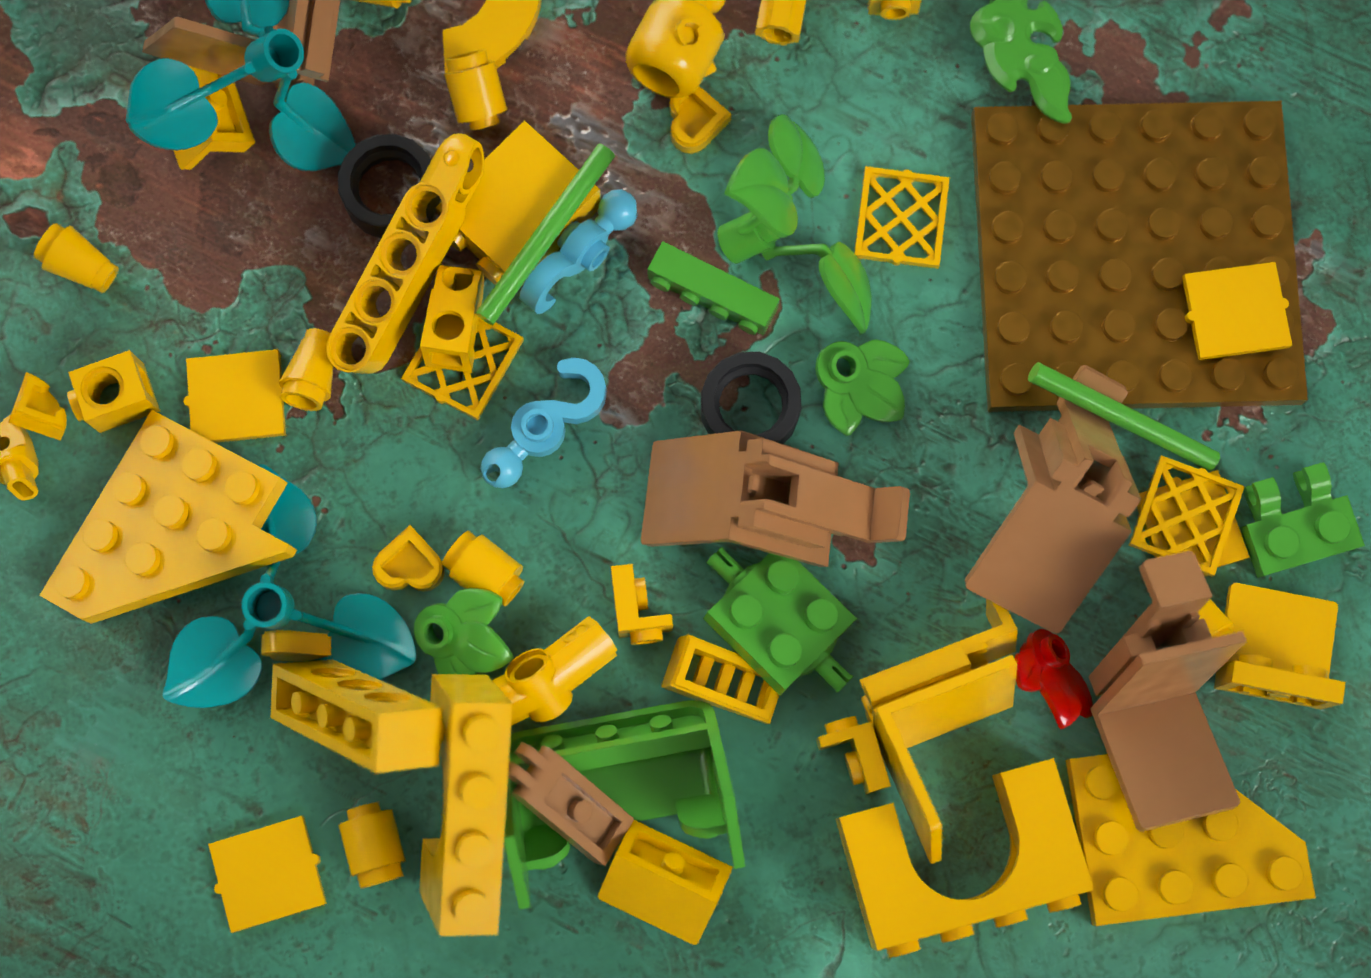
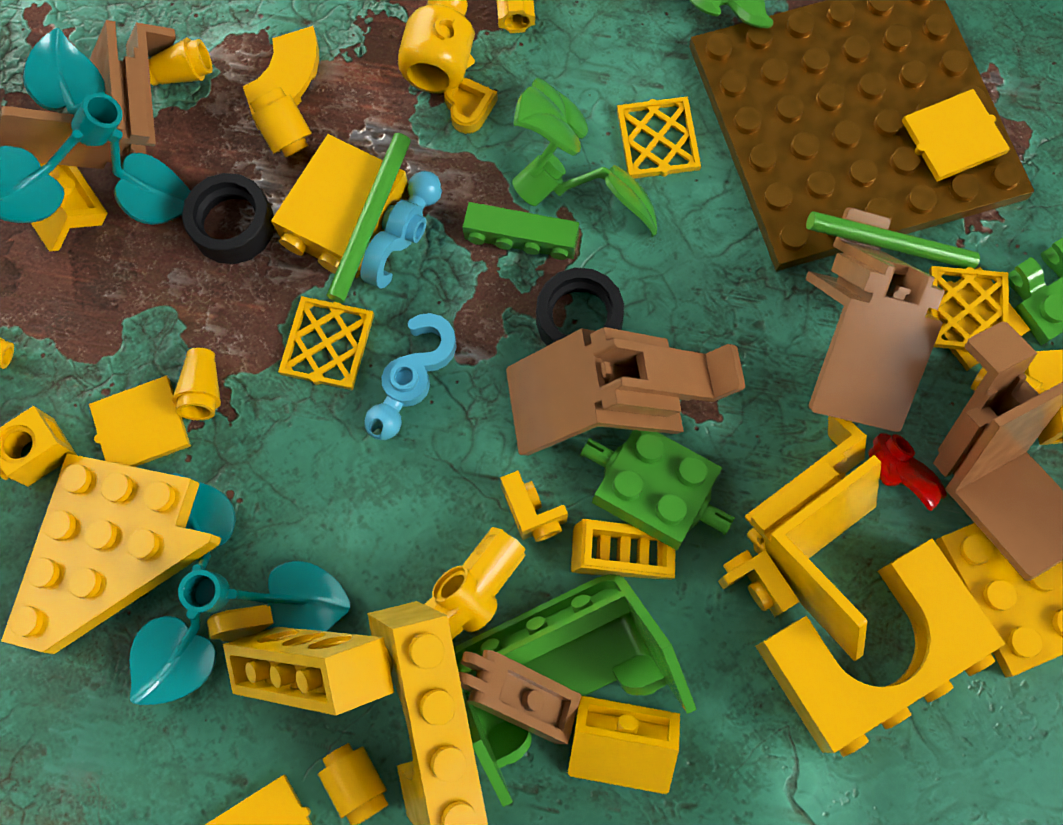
camera: 10 degrees left, 5 degrees down
(408, 563) = (323, 525): yellow tile -> none
(452, 319) = (308, 310): yellow leg -> none
(454, 185) = (239, 282): yellow piece -> none
(468, 641) = (392, 575): bright green plate -> none
(483, 565) = (390, 512): yellow brick -> none
(868, 387) = (672, 276): bright green plate -> none

